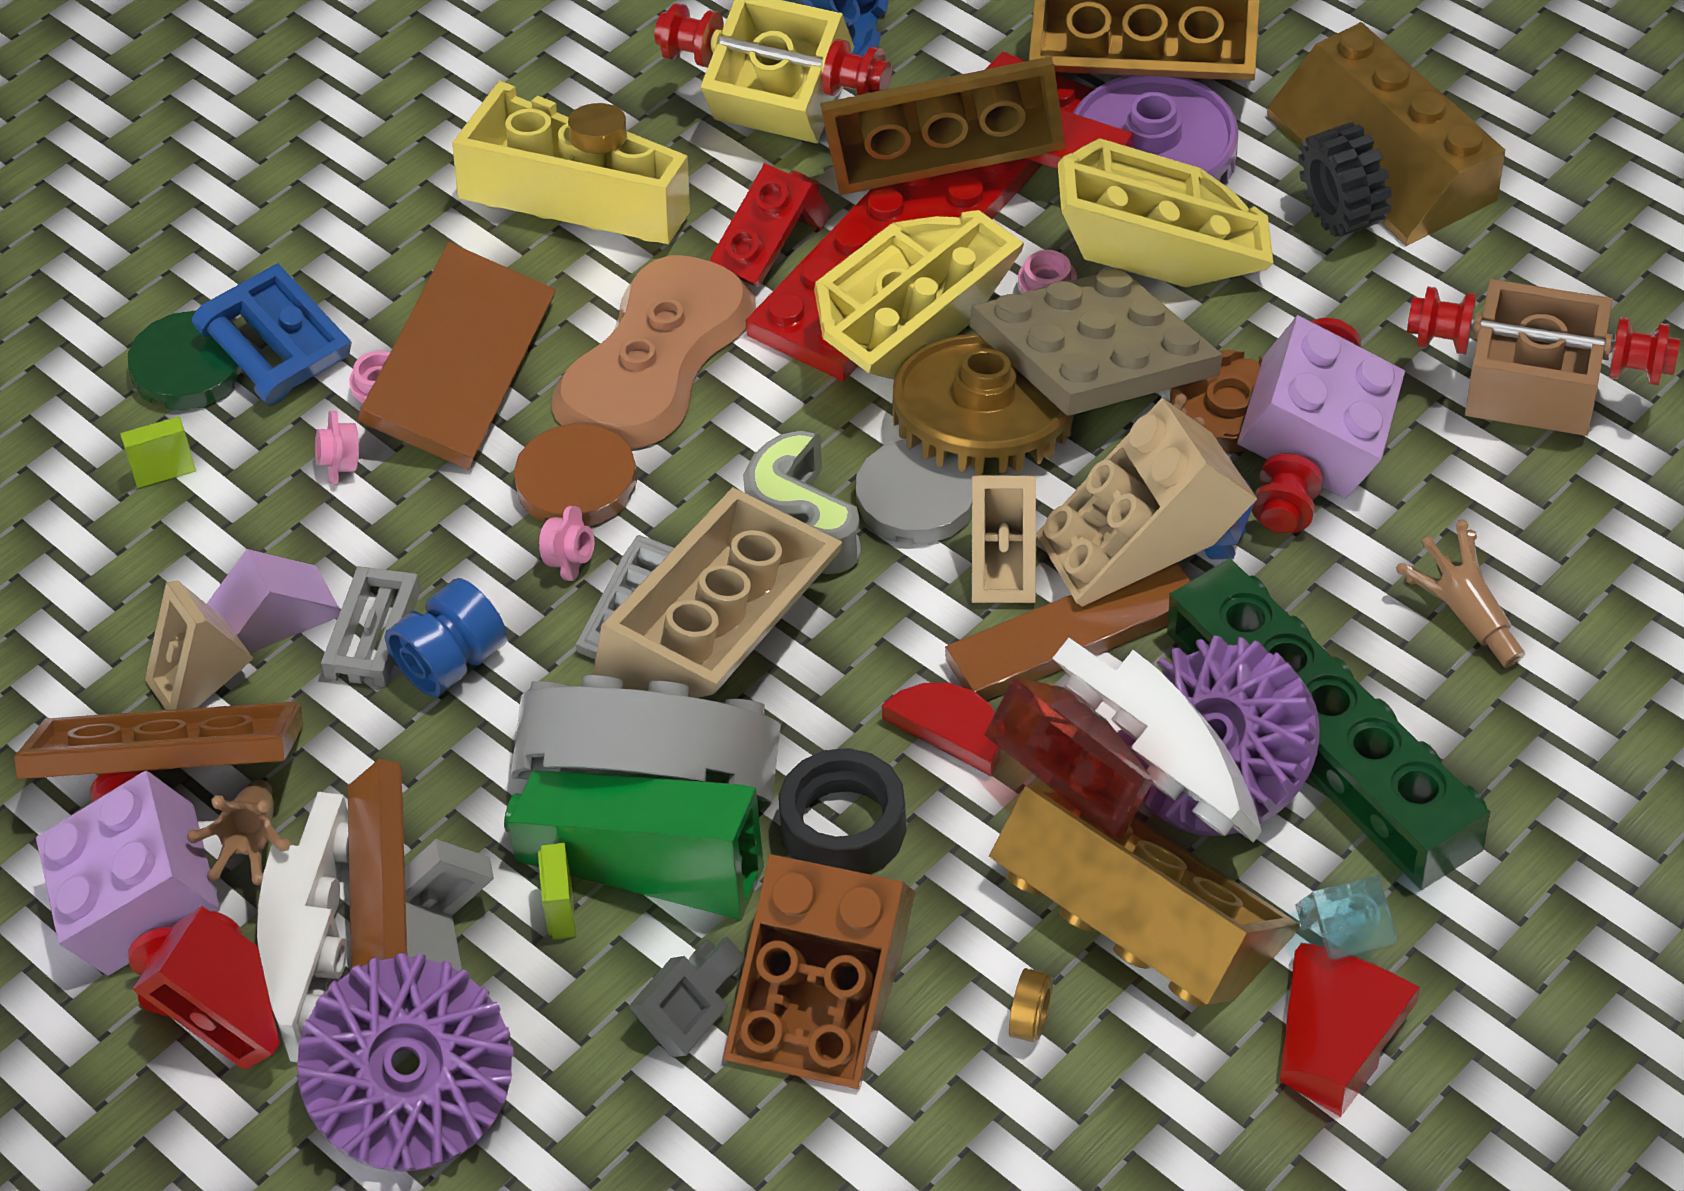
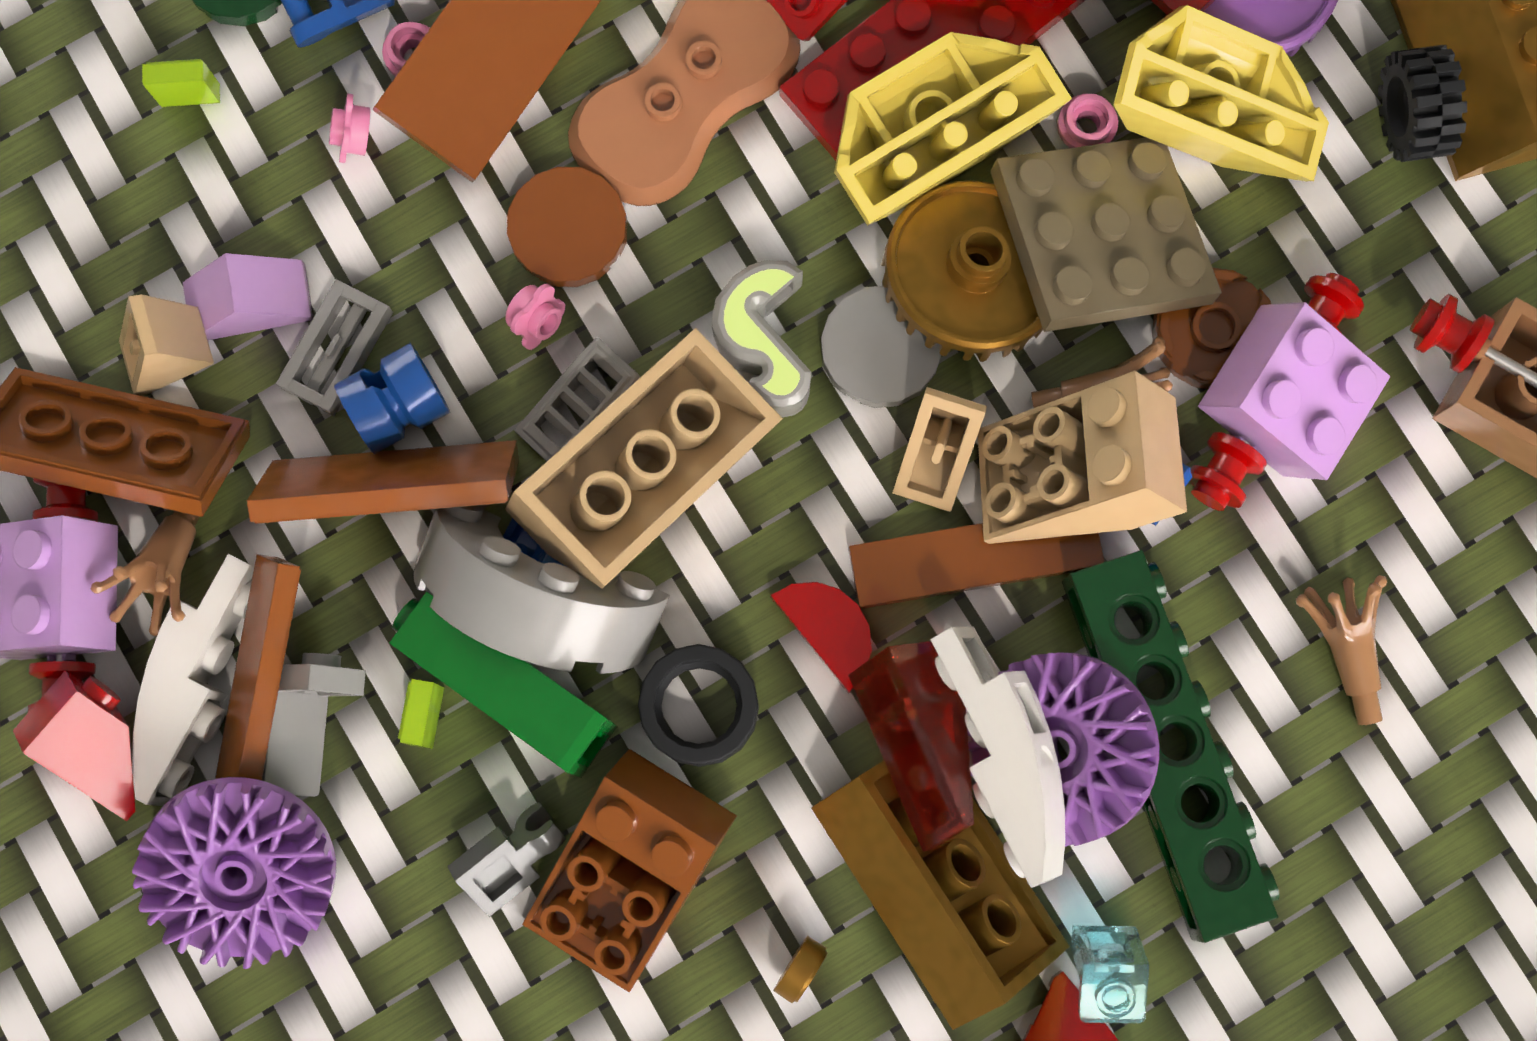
camera: 15 degrees right, 30 degrees up
(461, 693) = (385, 482): none -> dark orange tile

